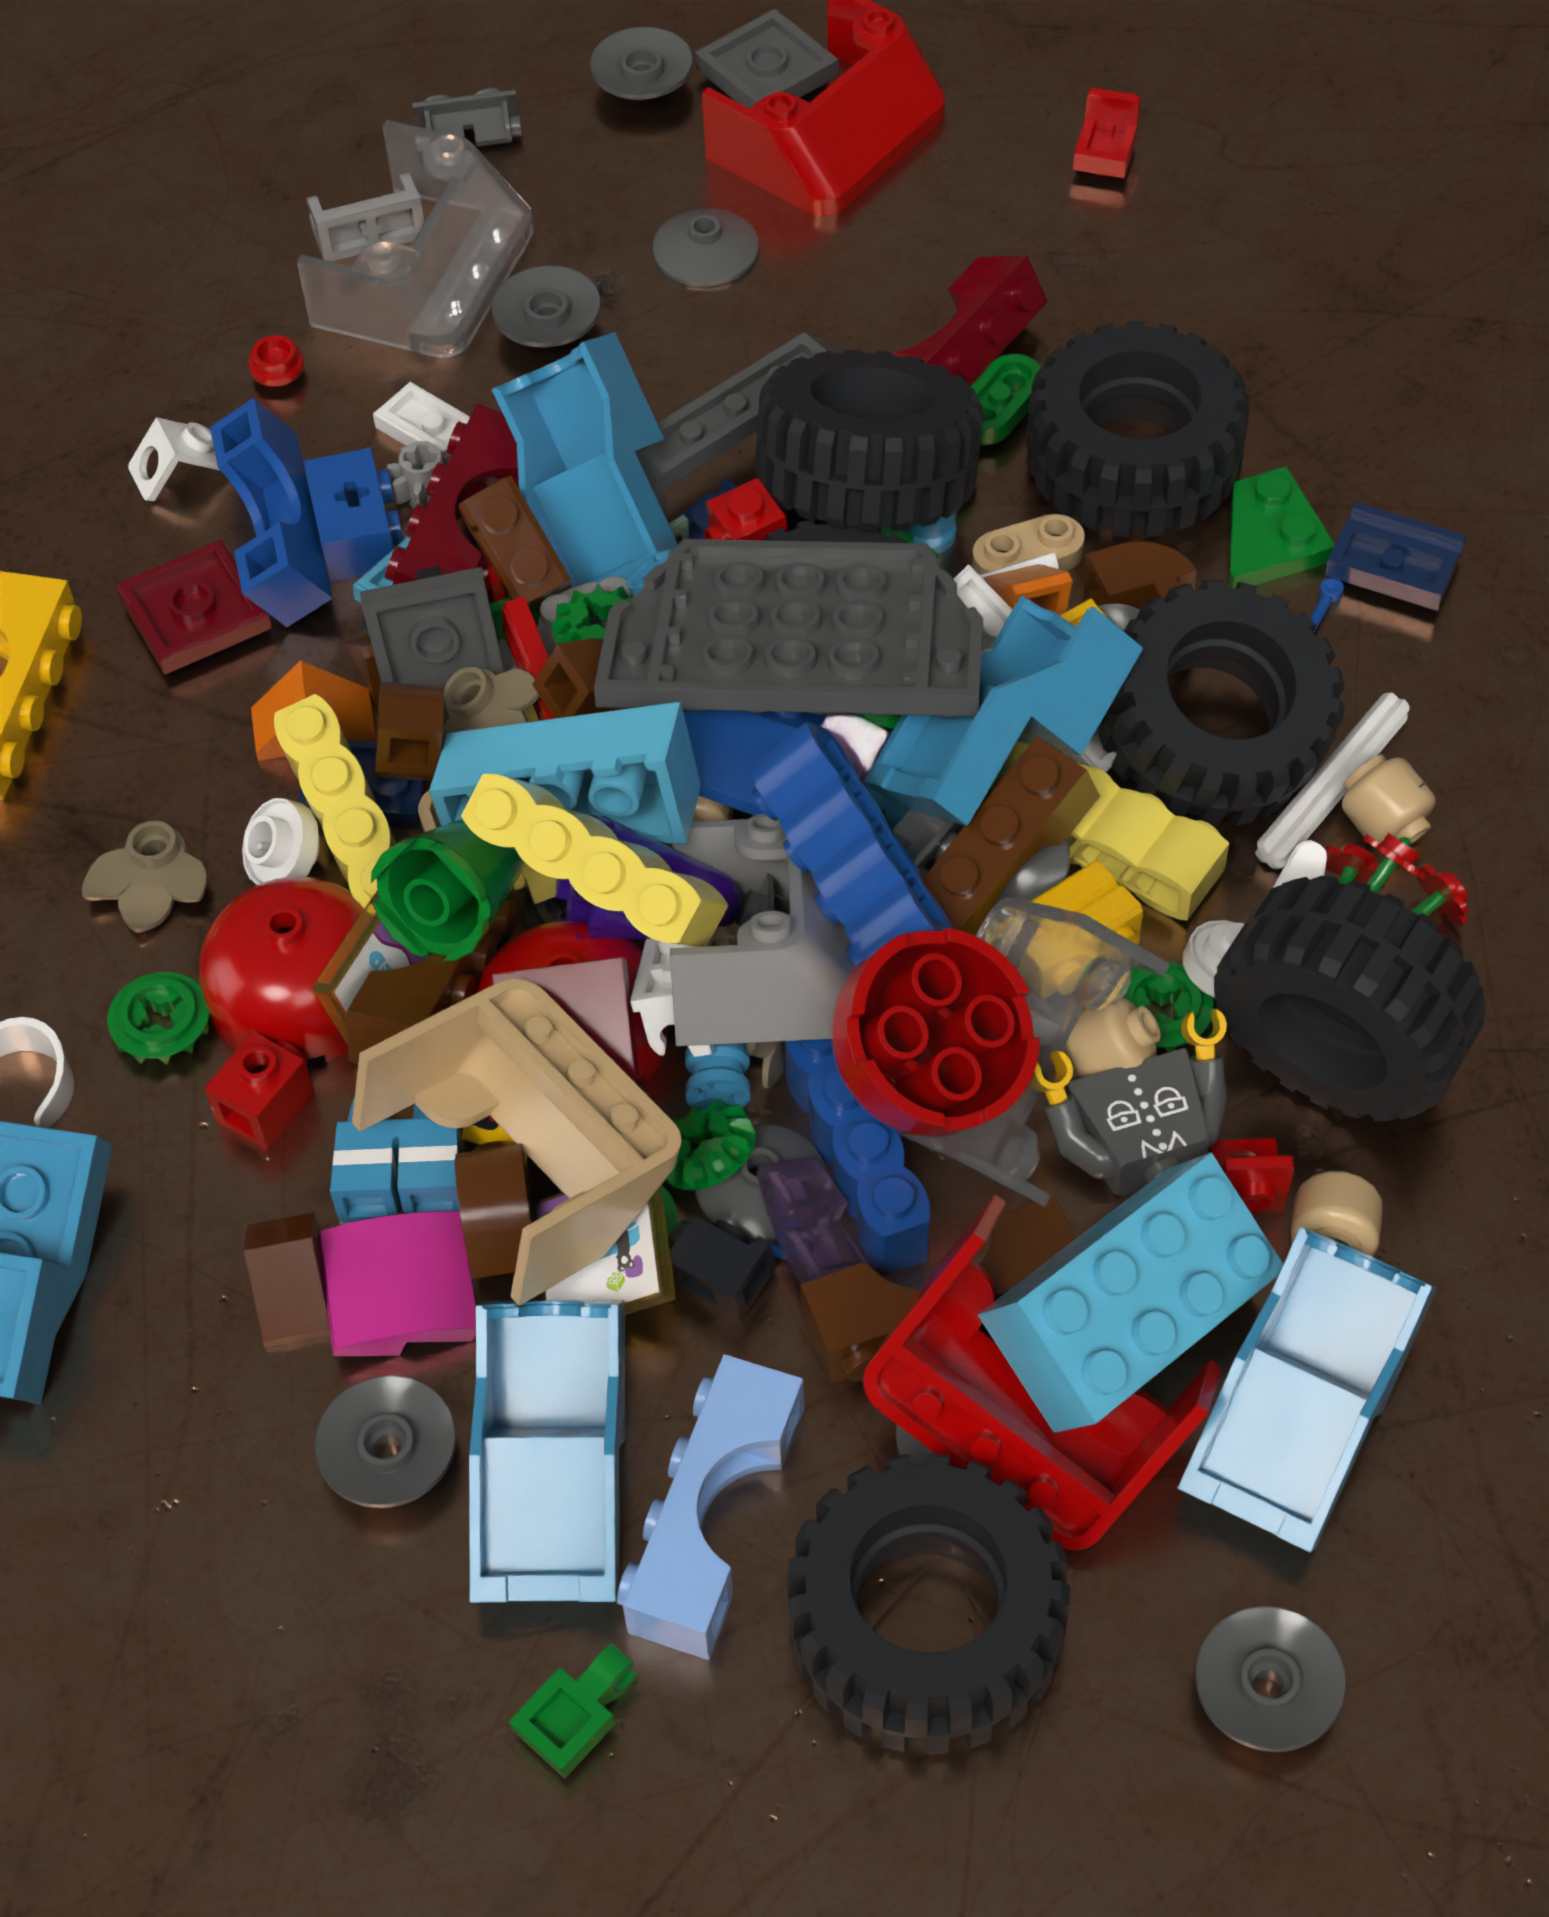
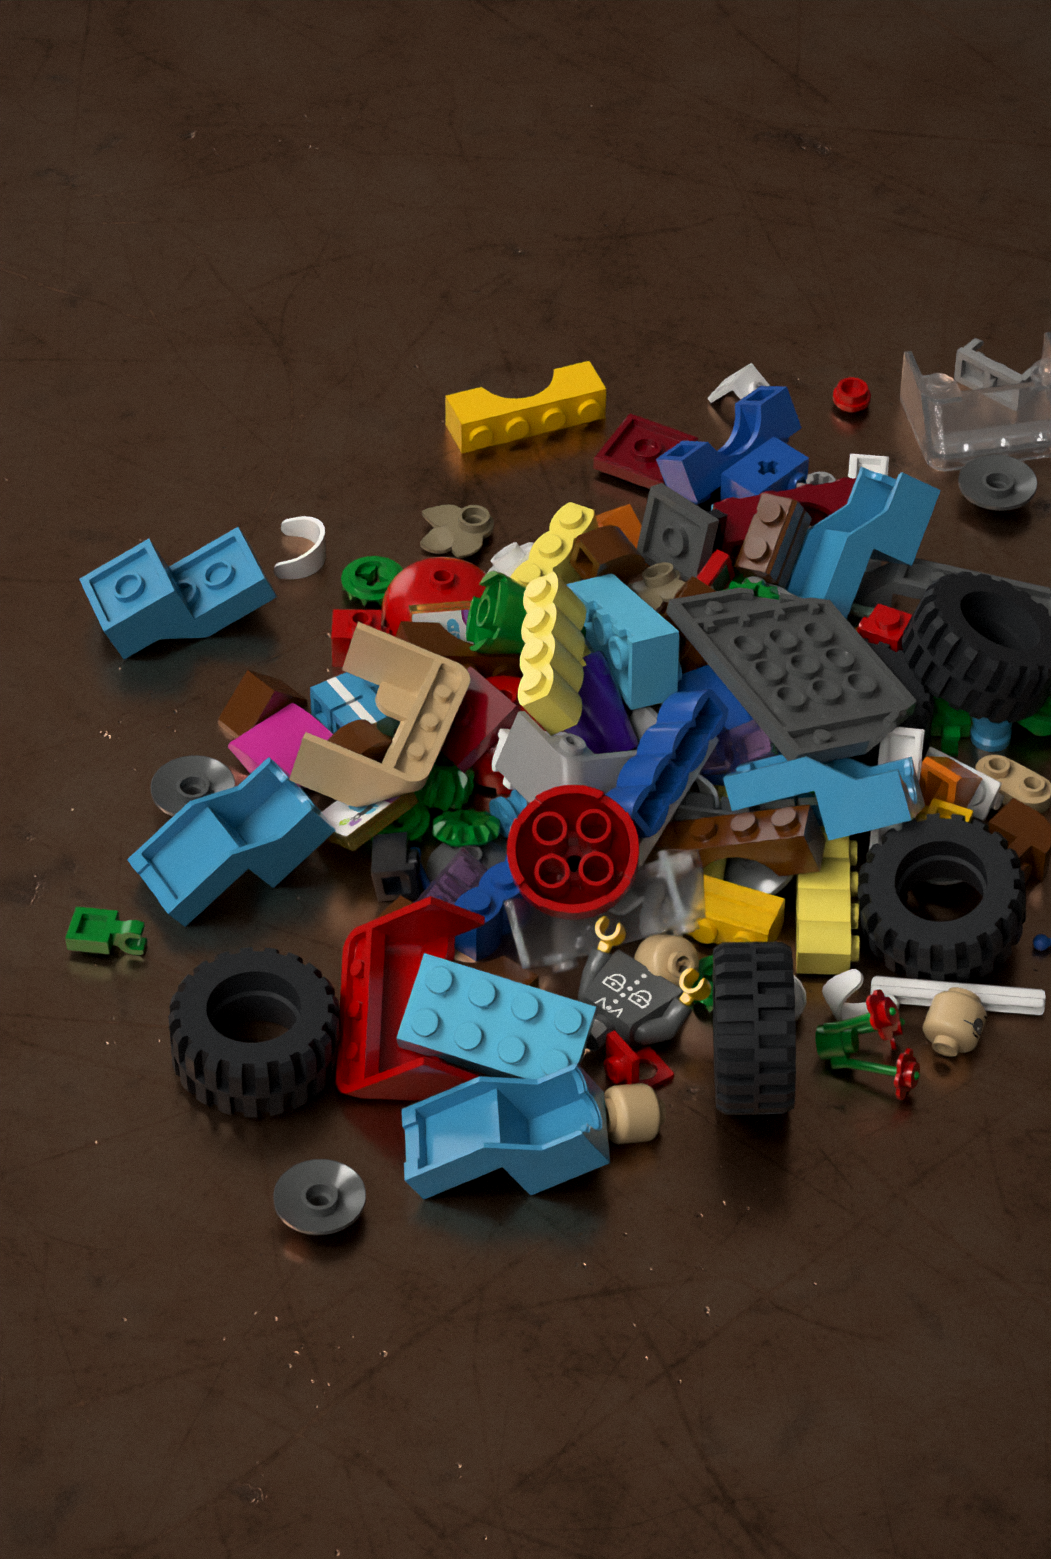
camera: 55 degrees right, 10 degrees down
(741, 1429) = (303, 919): light blue arch -> none

